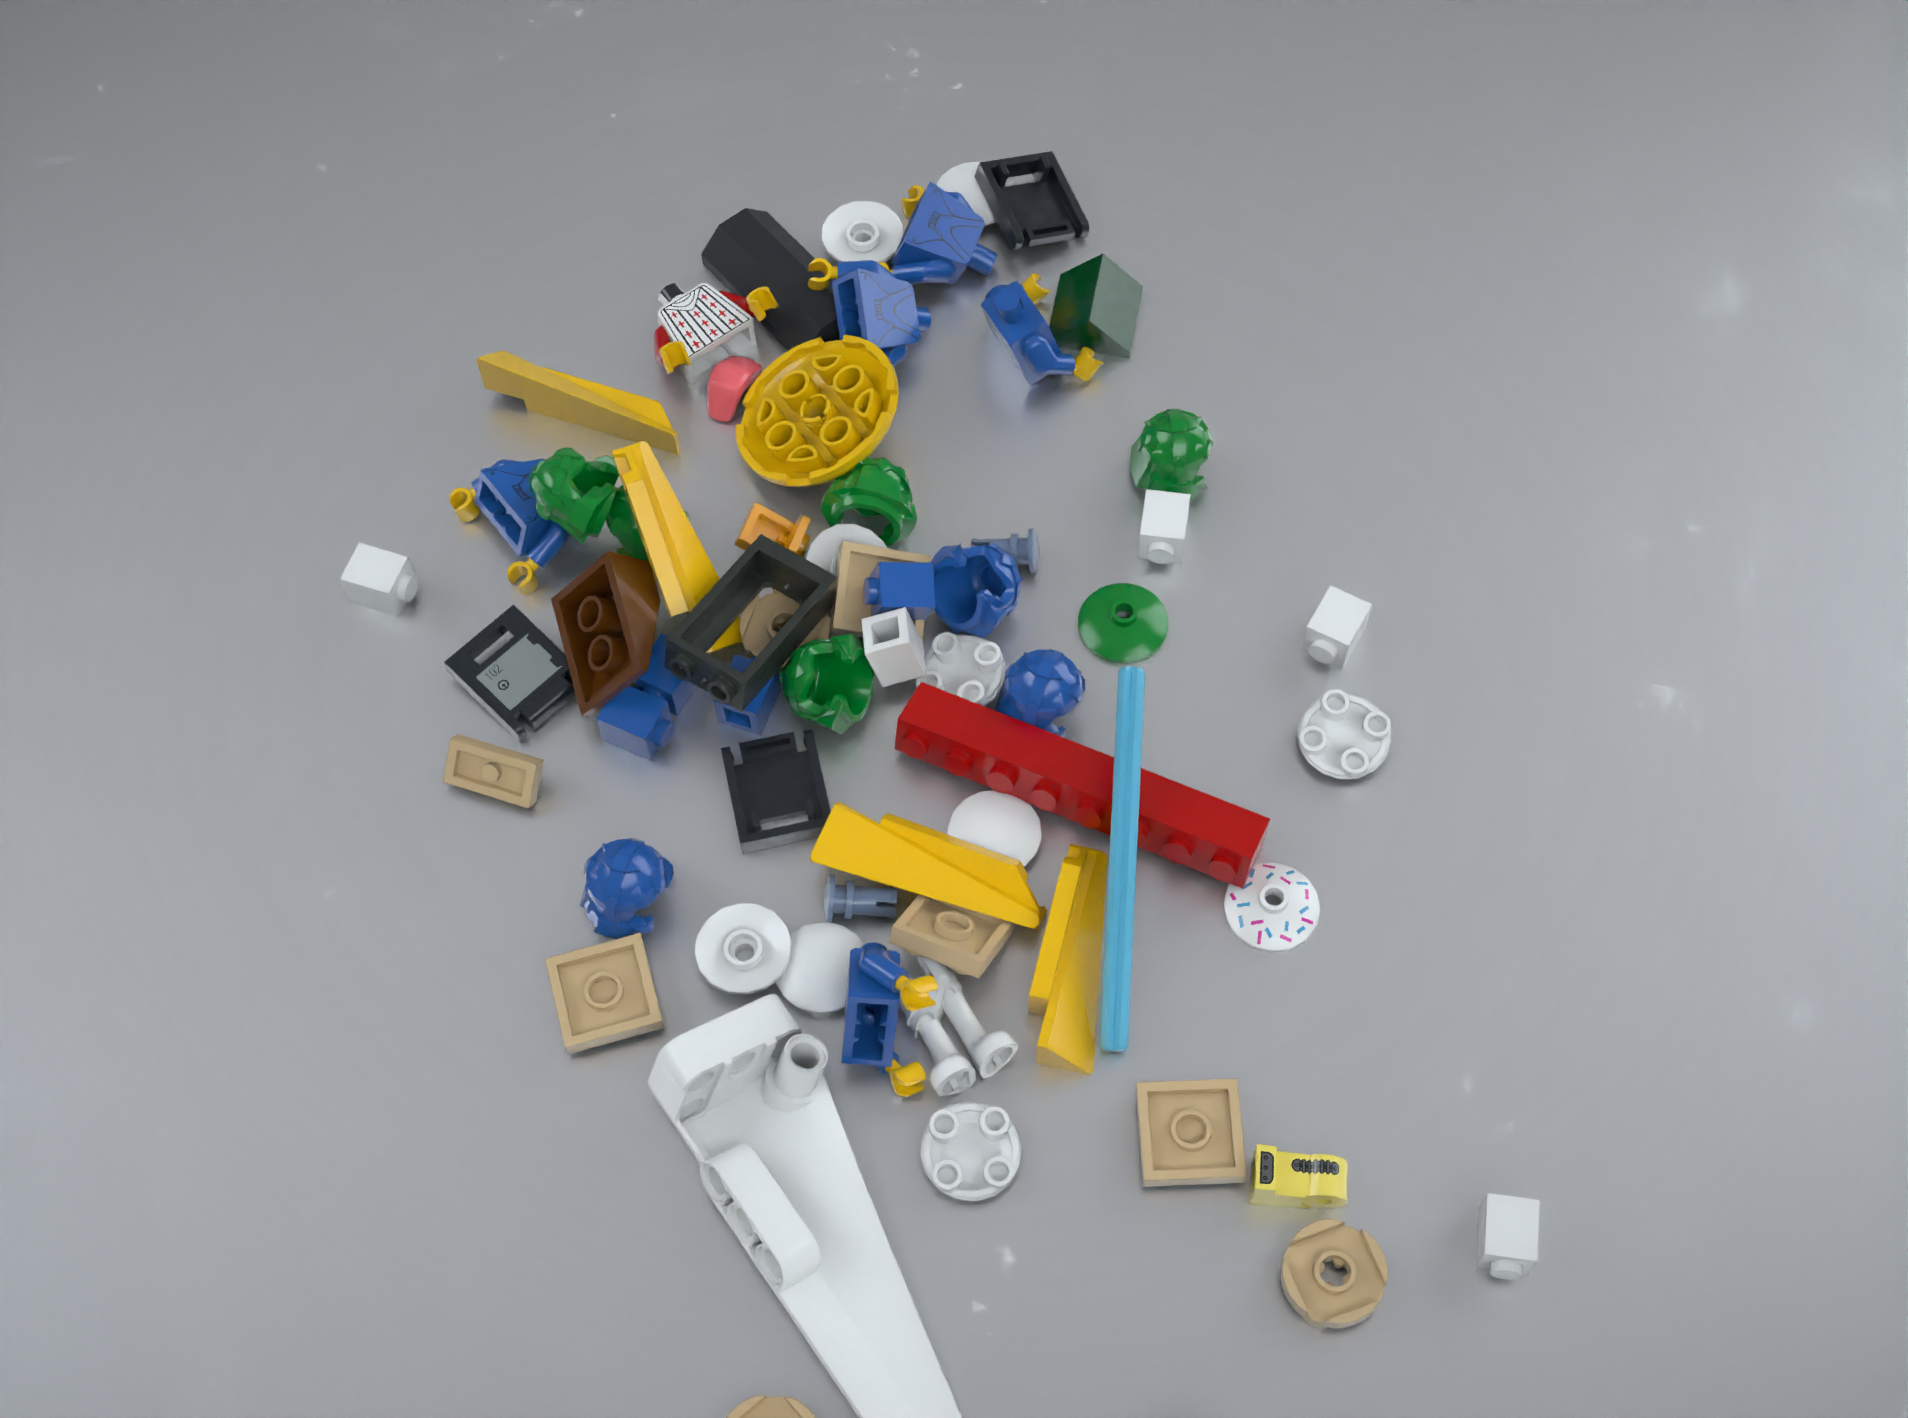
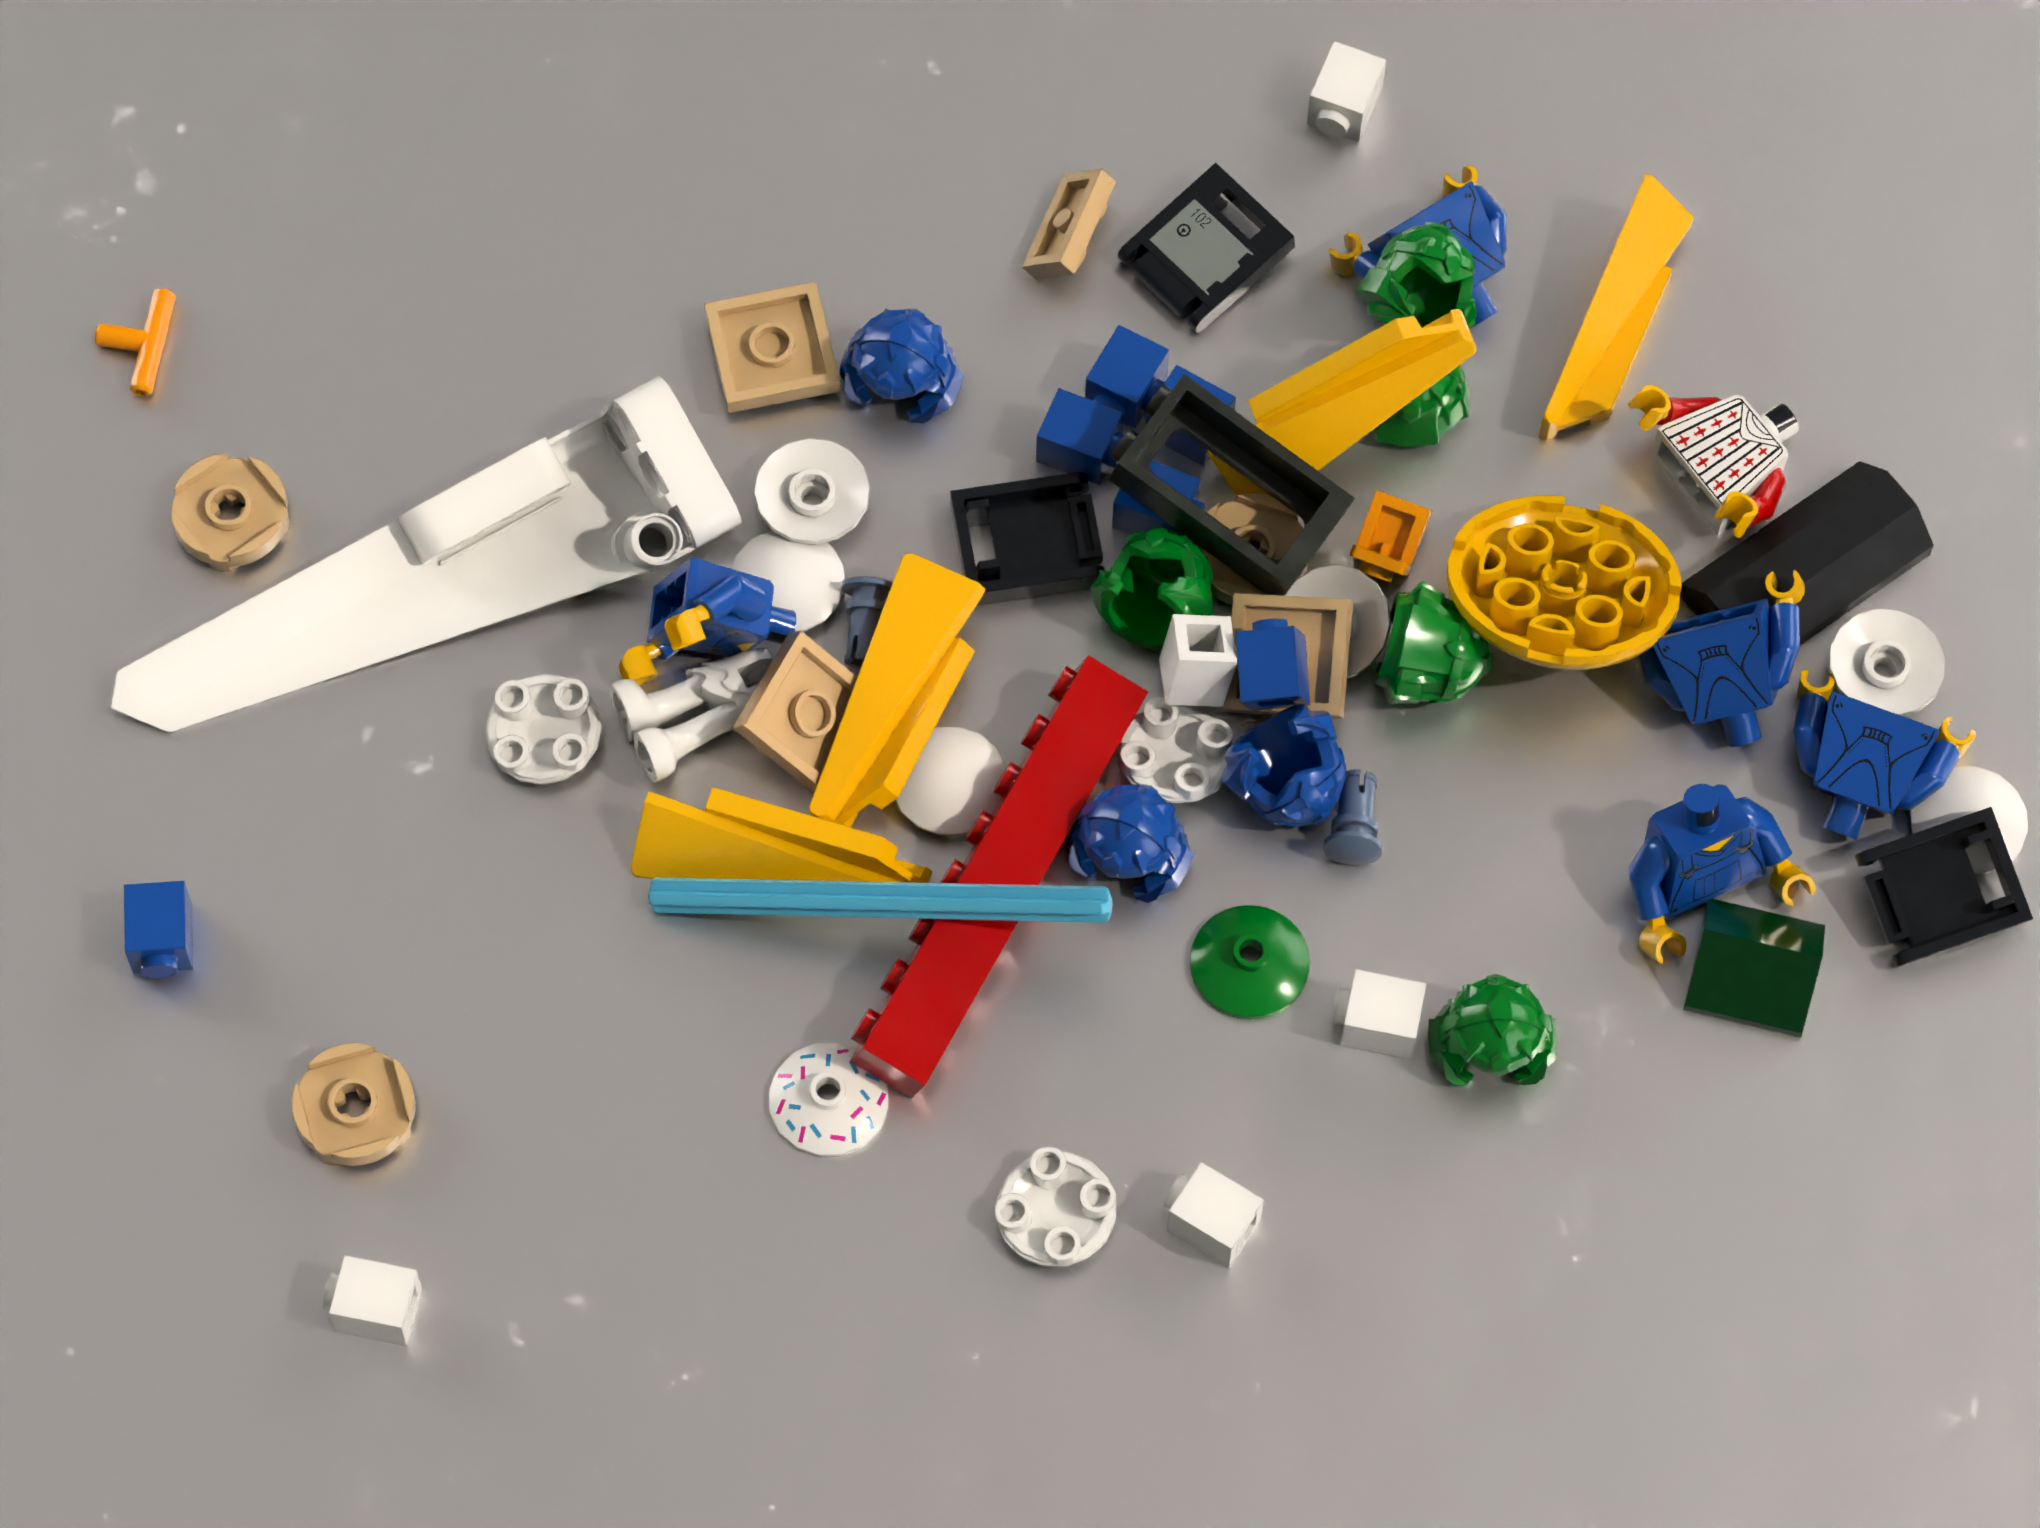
camera: 90 degrees right, 5 degrees up
(607, 627) = (1237, 334): reddish brown slope -> none
(689, 751) = (1079, 436): none -> blue brick
(728, 383) = (1643, 494): coral hair -> none
(1190, 1132) = (539, 966): tan plate -> none
(1297, 1179) = (469, 1074): light yellow leg -> none

